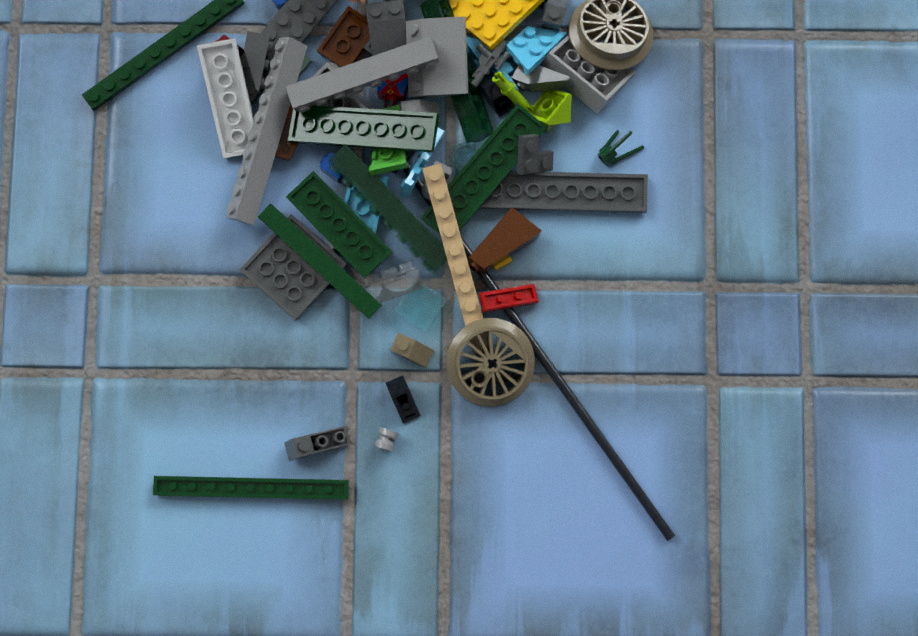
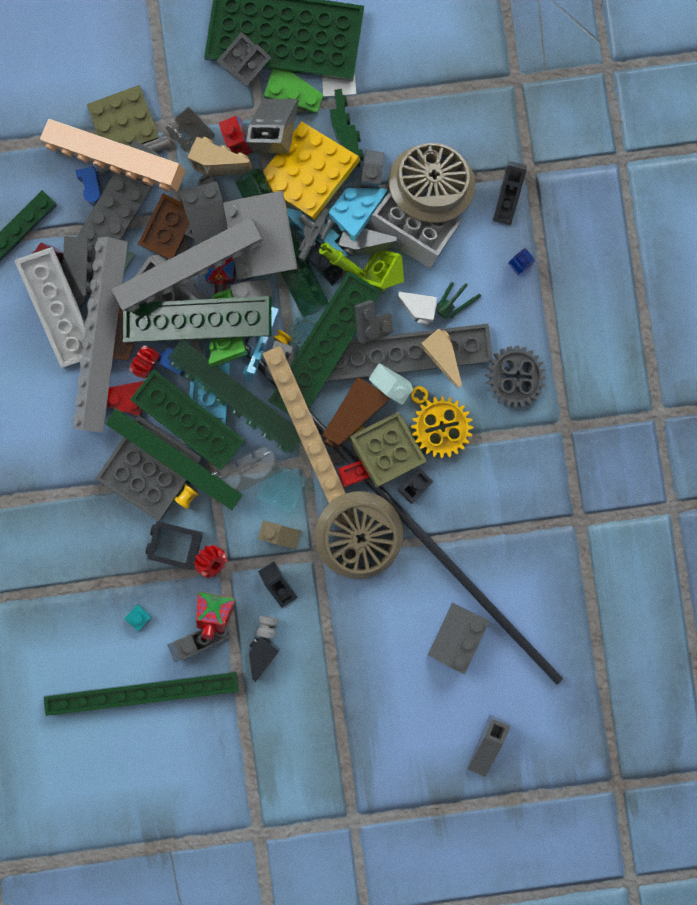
camera: 10 degrees left, 5 degrees up
(259, 412) = (138, 617): none -> teal plate
(276, 195) = (120, 397): none -> red wing
(305, 163) = (144, 362): none -> red gear
(325, 351) = (193, 550): none -> black window
(326, 300) = (186, 496): none -> yellow bush
(335, 417) = (213, 613): none -> red torso
(340, 365) = (210, 561): none -> red gear
(376, 467) = (261, 655): none -> black slope
(444, 159) = (282, 337): none -> yellow bush
(530, 282) = (387, 449): none -> olive plate
(543, 218) = (391, 383): none -> light aqua slope
(553, 321) = (415, 486): none -> black slope
(566, 239) = (416, 400): none -> yellow bush
(575, 478) = (458, 638): none -> dark grey slope
(581, 148) = (419, 306): none -> white slope
(590, 285) = (437, 410): none -> yellow gear
(590, 591) = (488, 745): none -> dark grey slope
(597, 194) = (441, 352): none -> tan slope
(669, 213) = (515, 358): none -> dark grey gear
(685, 52) = (510, 192): none -> black slope
(688, 119) = (521, 261): none -> clear blue leg

